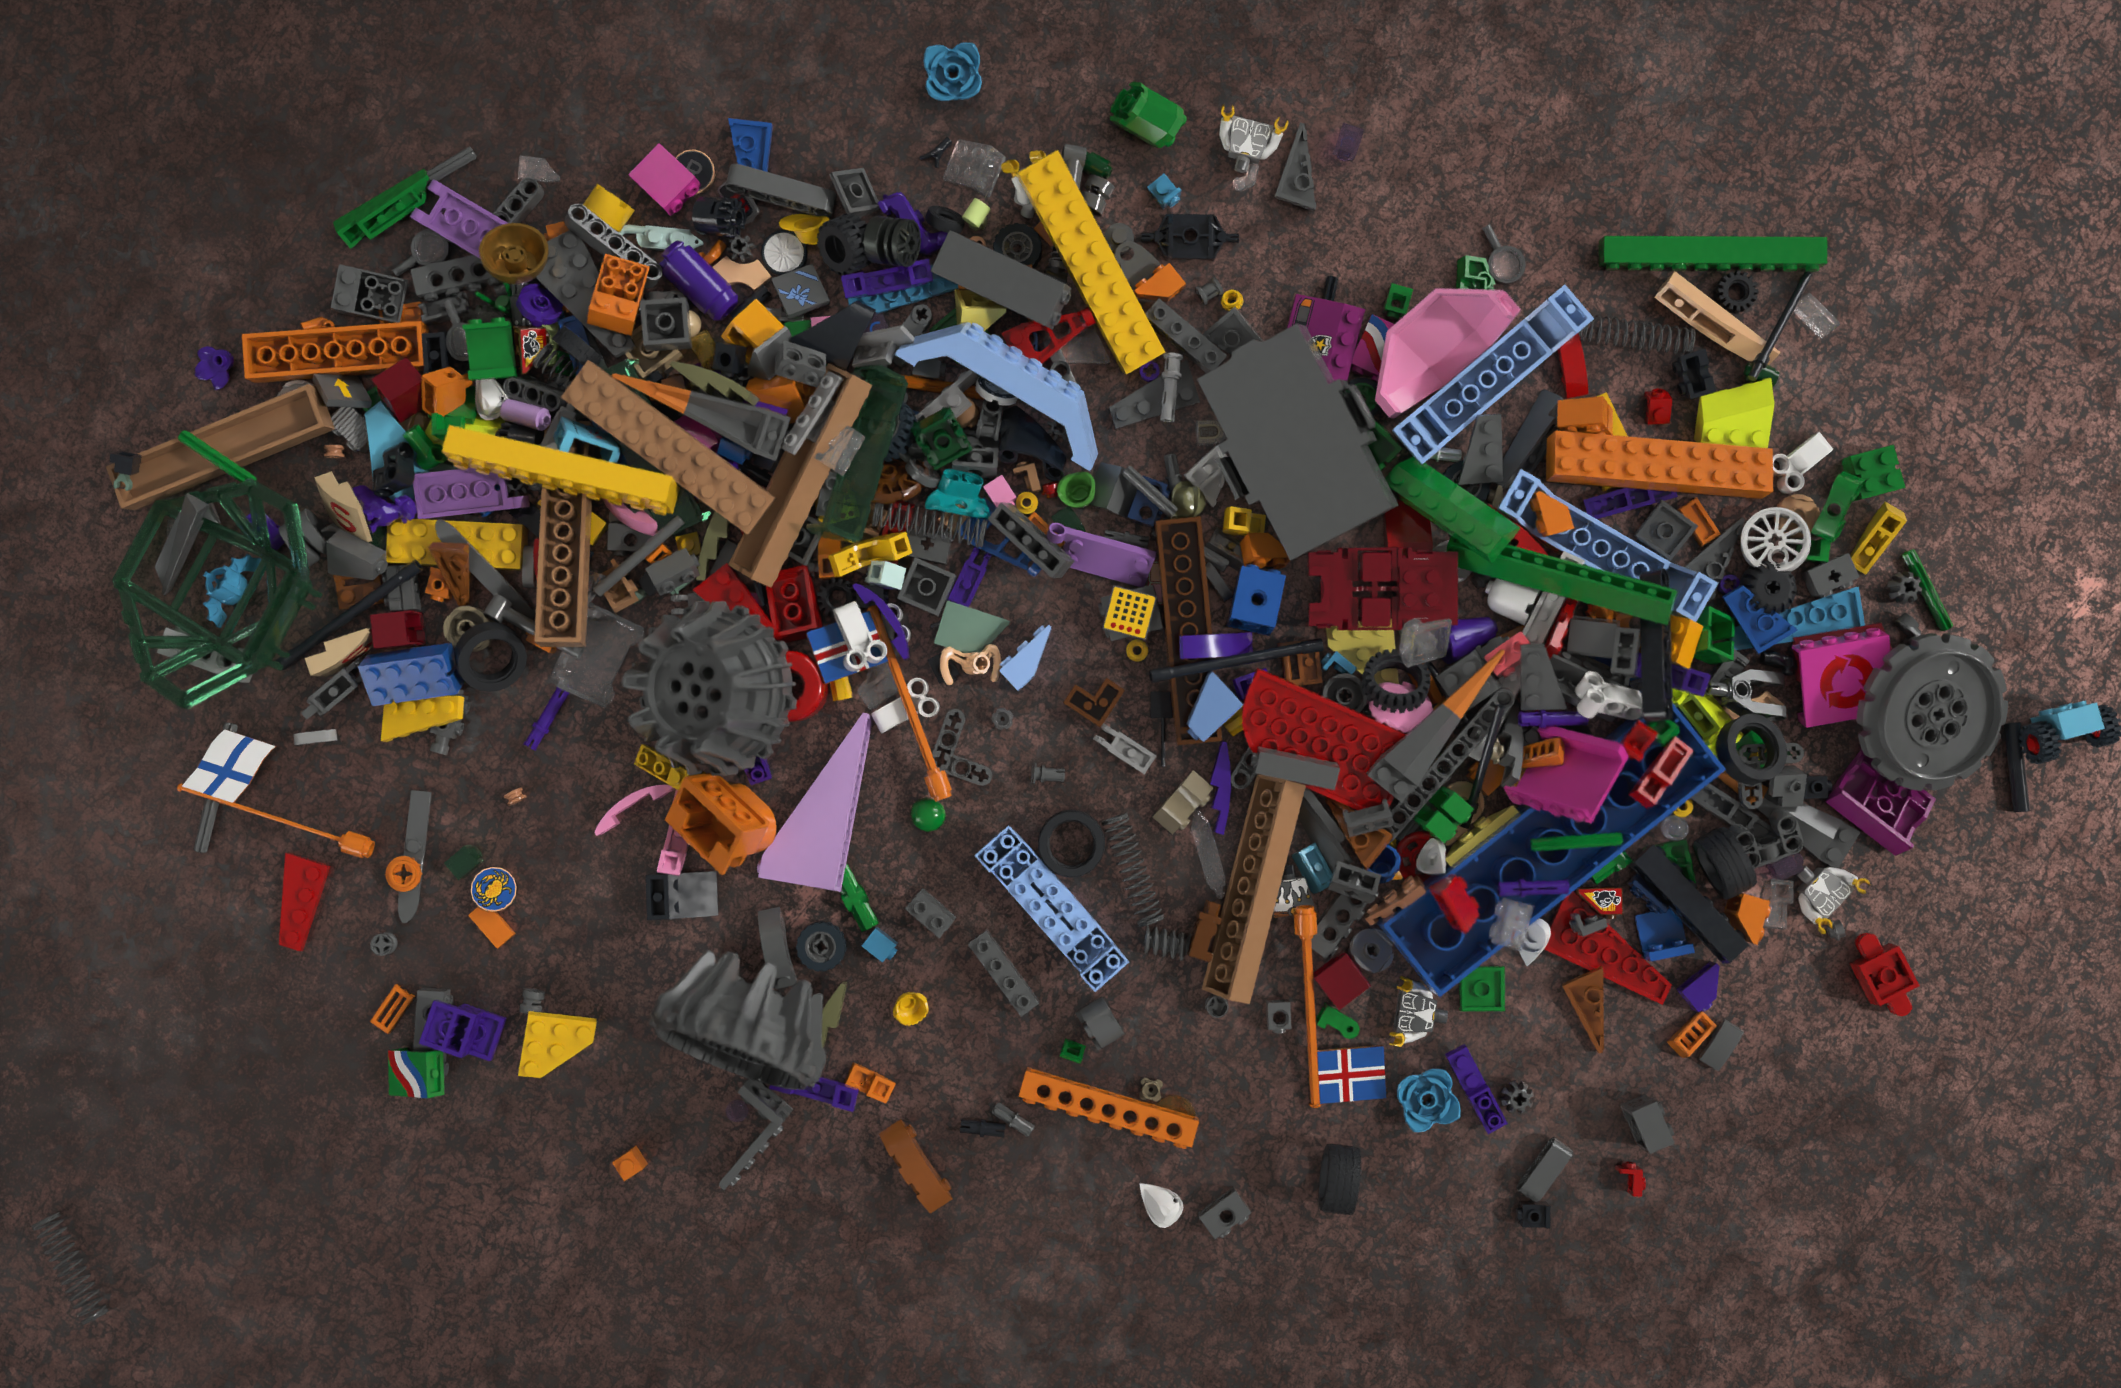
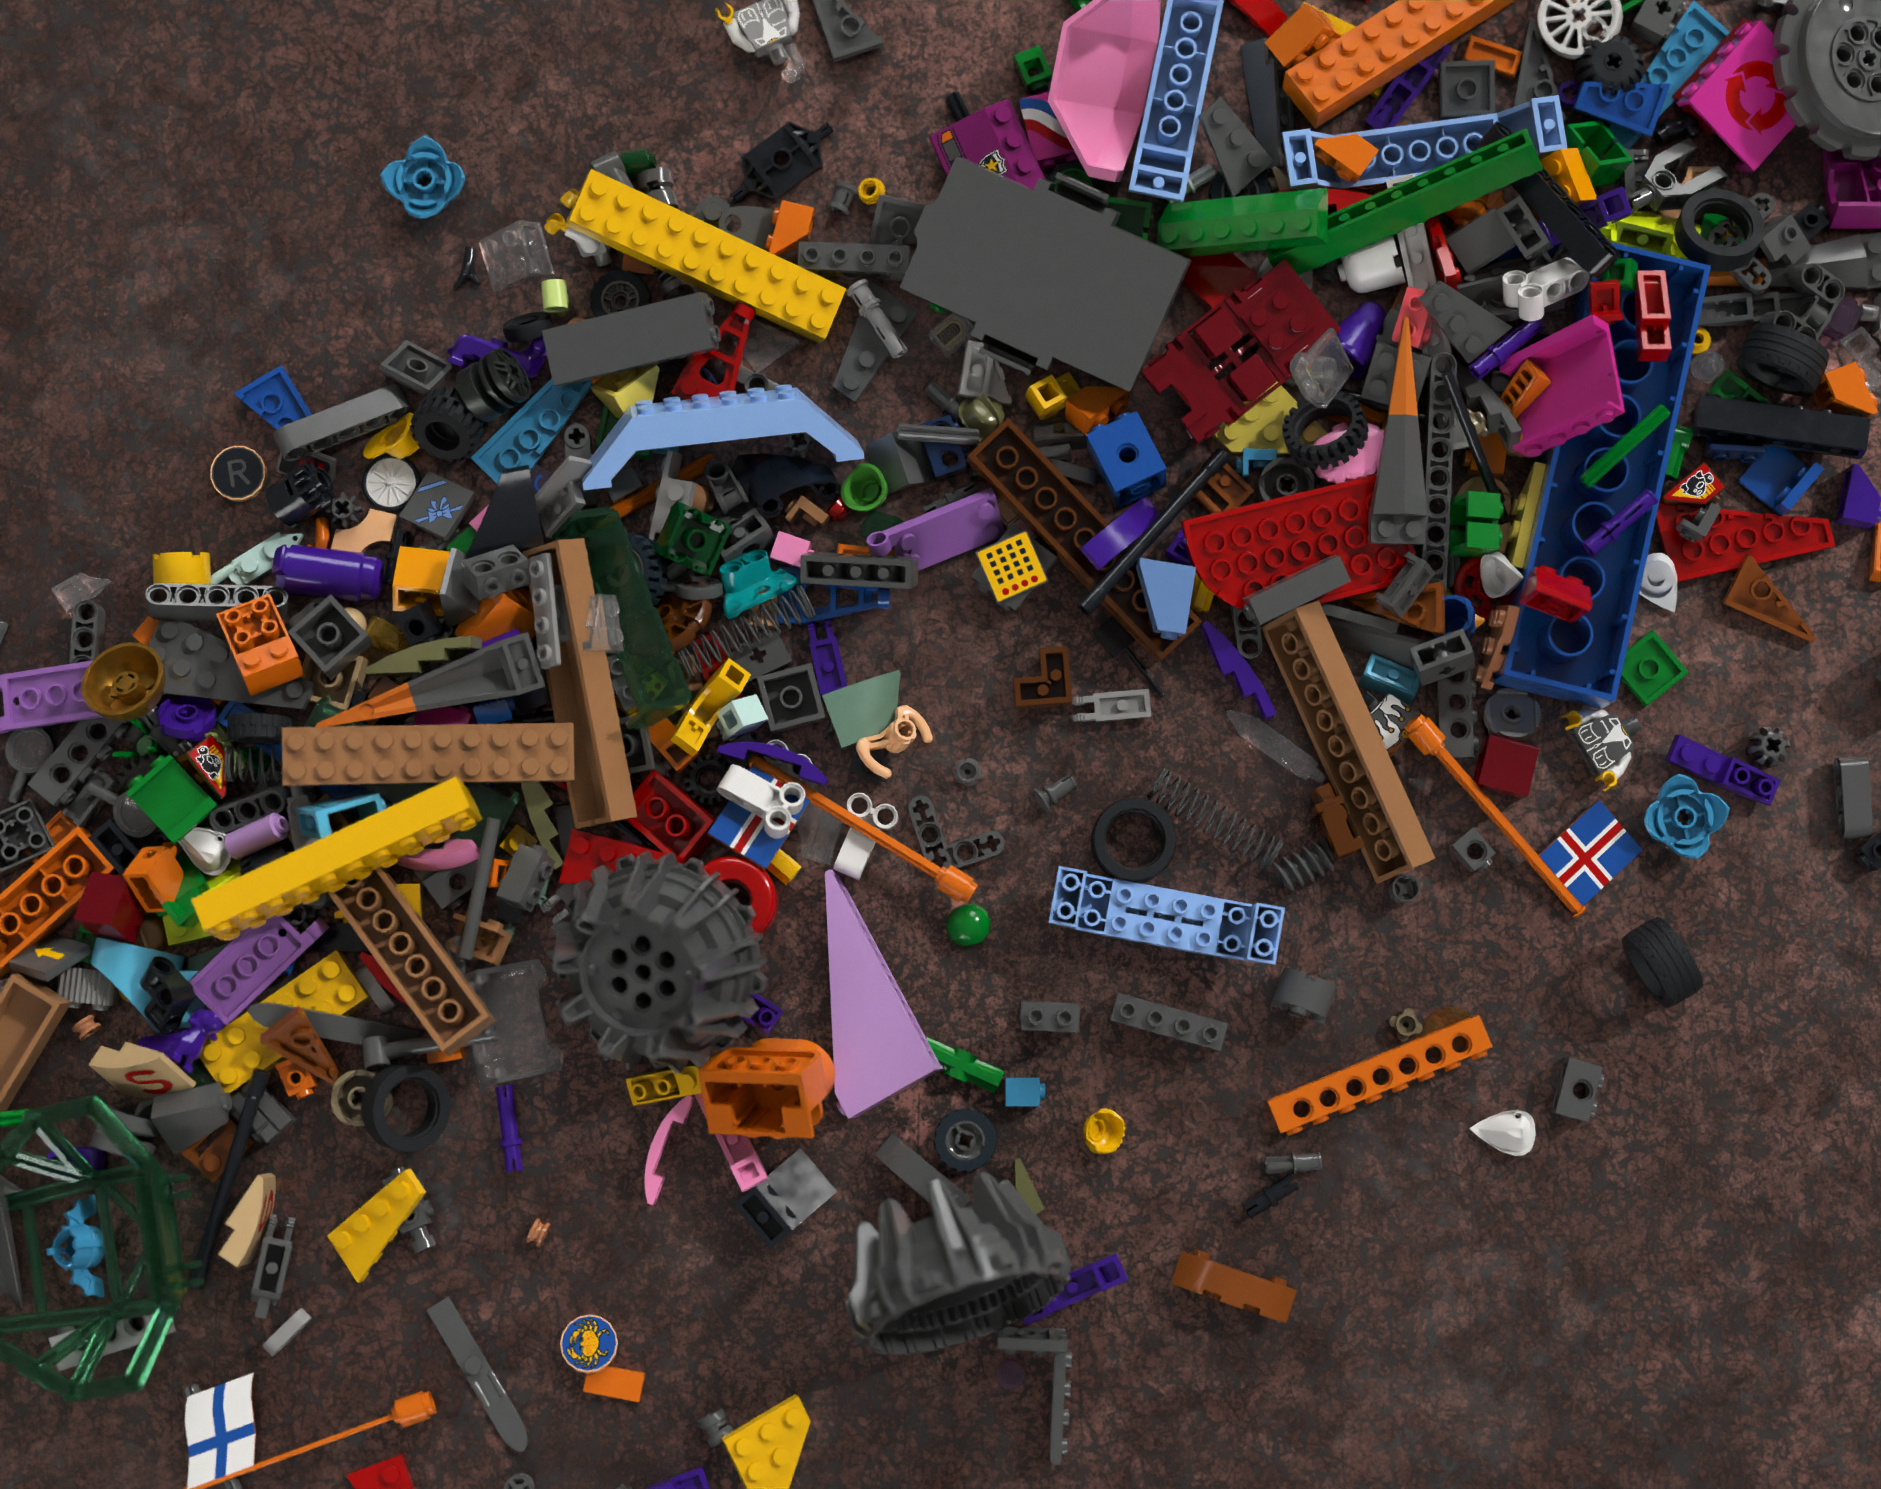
camera: 40 degrees left, 5 degrees down
(397, 881) = (471, 1397): orange gear -> none
(398, 630) = (290, 1155): dark red piece -> none
(411, 674) = (338, 1188): blue piece -> none
(428, 454) = (186, 951): green piece -> none
(464, 861) = (537, 1338): clear green brick -> none
(665, 179) = (217, 500): dark pink panel -> none
(870, 1082) = (1121, 1240): orange slope -> none
(887, 280) = (517, 428): dark purple slope -> none
(991, 392) = (705, 454): white tile -> none
(1019, 502) = (833, 544): yellow plate -> none
(1024, 665) = (949, 701): light blue slope -> none
(1072, 1051) = (1298, 1047): green slope -> none
(1144, 650) = (1051, 593): yellow plate -> none
(1147, 115) = (648, 76): green brick -> none
(1153, 376) = (841, 330): dark purple bush -> none
(1164, 192) = (722, 137): dark azure bracket -> none
(1183, 802) = (1211, 718): dark tan brick -> none
(1344, 1024) = (1543, 808): green leg -> none
(1511, 923) = (1626, 573): clear brick -> none

